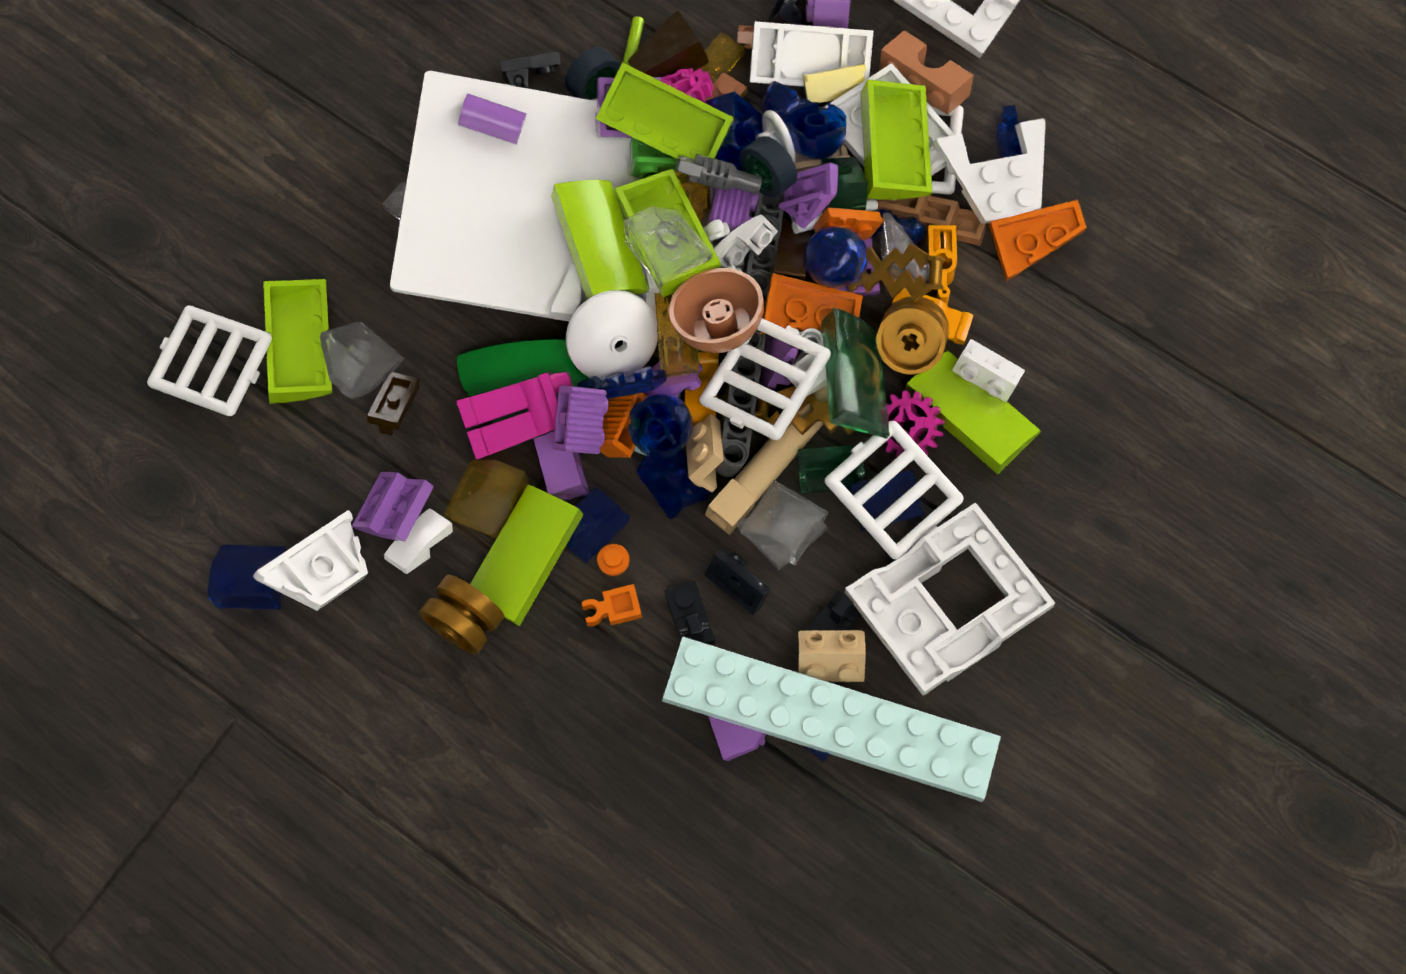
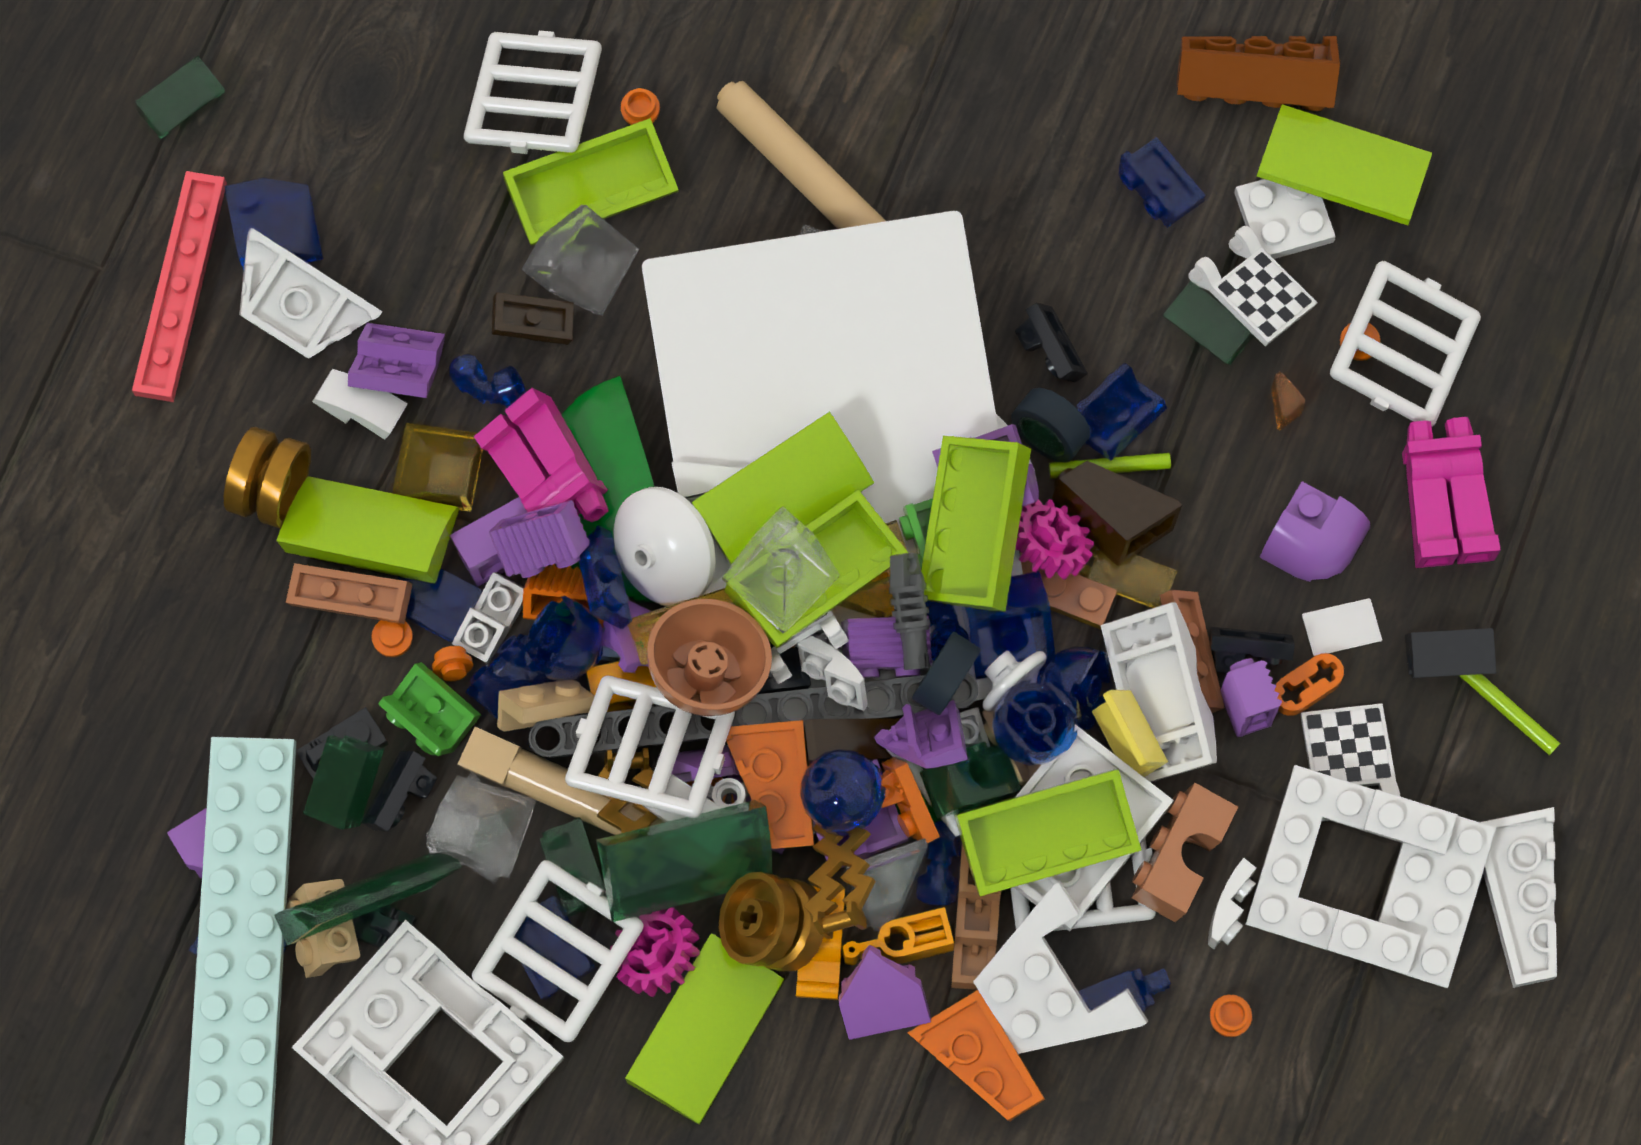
camera: 75 degrees right, 5 degrees up
(114, 622) = (179, 97): none -> clear green hinge
(248, 293) = (640, 106): none -> orange plate
(274, 656) = (179, 286): none -> coral plate
(335, 192) = (794, 157): none -> tan brick
(424, 457) = (469, 377): none -> clear blue arm
(491, 118) = (917, 311): medium lavender brick -> none
(571, 579) = (349, 593): none -> nougat plate
(595, 31) = (1119, 411): none -> clear blue bracket
(618, 605) = (332, 657): orange plate -> none
(619, 485) = (490, 618): none -> white slope
(648, 519) = (452, 663): none -> orange plate
(681, 542) = (430, 711): none -> bright green bracket
(722, 613) = (343, 781): none -> clear green hinge
(824, 604) = (364, 896): none -> clear green slope
(974, 60) = (1227, 913): none -> white slope
(981, 284) = (881, 997): none -> medium lavender slope
(988, 370) = (761, 1035): white bracket -> none
(1043, 78) = (1230, 1015): none -> orange plate

